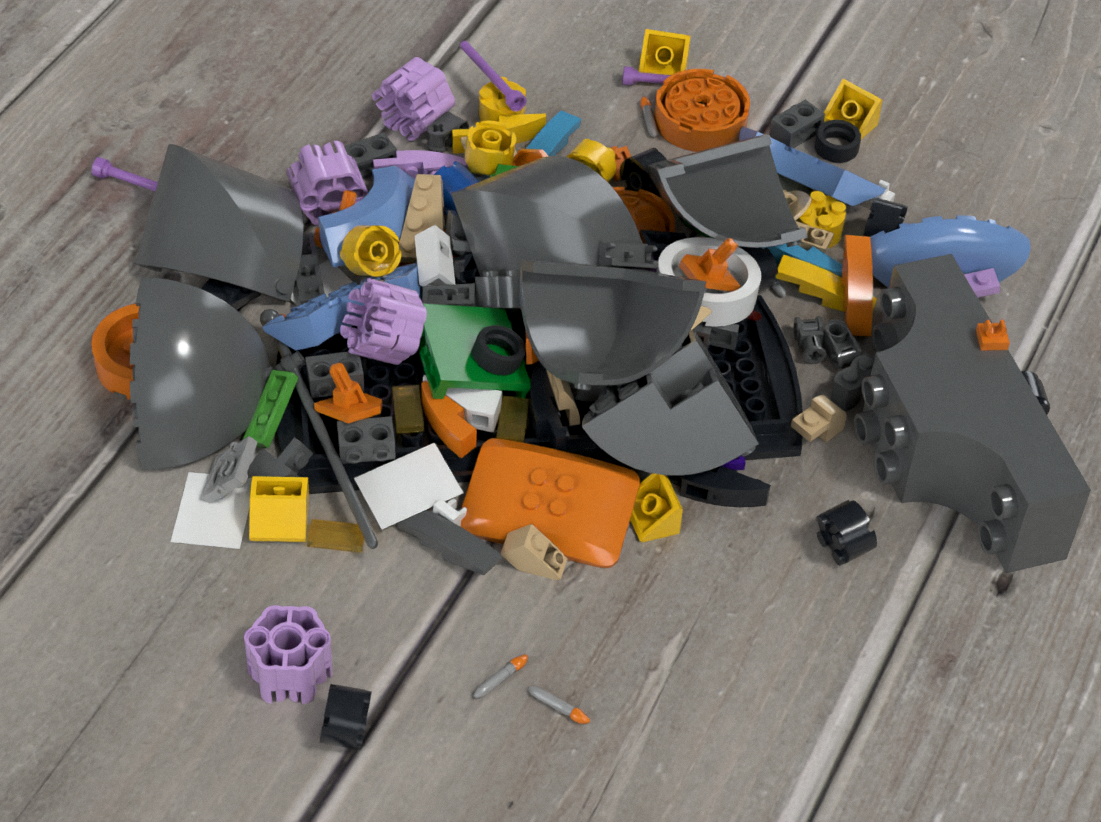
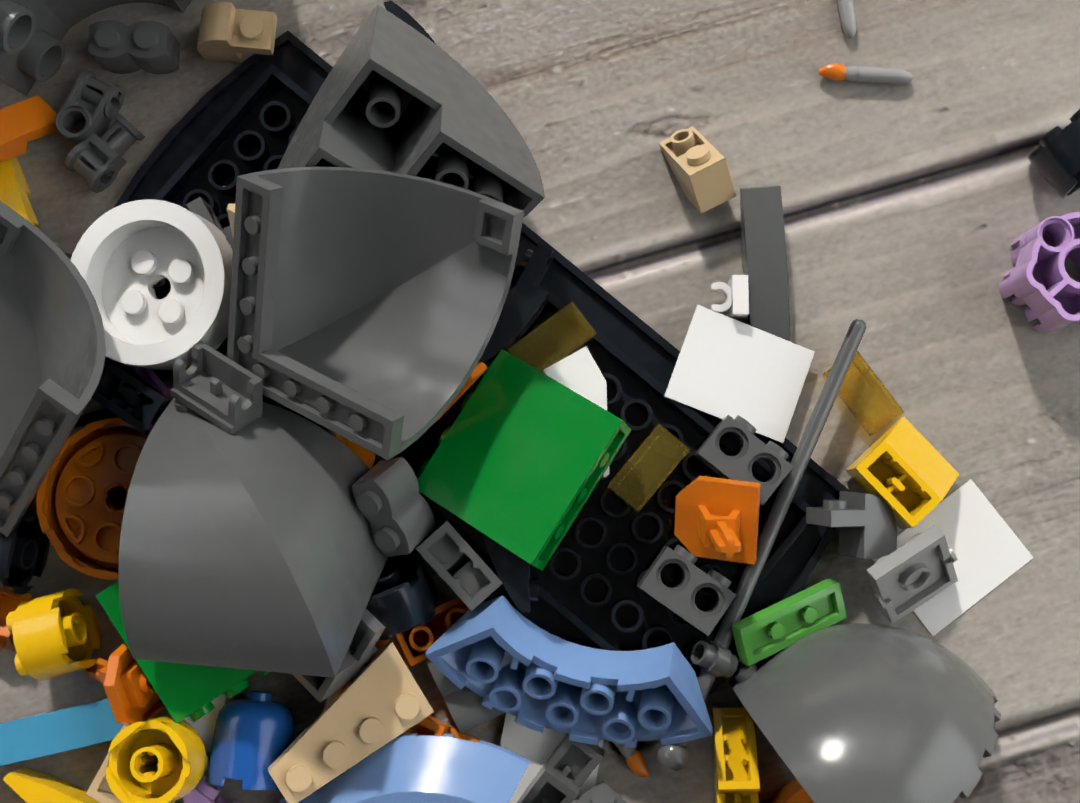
camera: 125 degrees left, 35 degrees up
(371, 250) = (478, 726): yellow brick -> none
(389, 322) = (579, 581): lavender piece -> none
(434, 257) = (419, 636): white brick -> none
(448, 422) = (633, 398): orange slope -> none
(495, 362) = (478, 394): black tyre -> none
(566, 496) = (621, 217): orange wedge -> none
(656, 509) = (528, 97): yellow slope -> none
(712, 267) = (149, 278): orange piece -> none

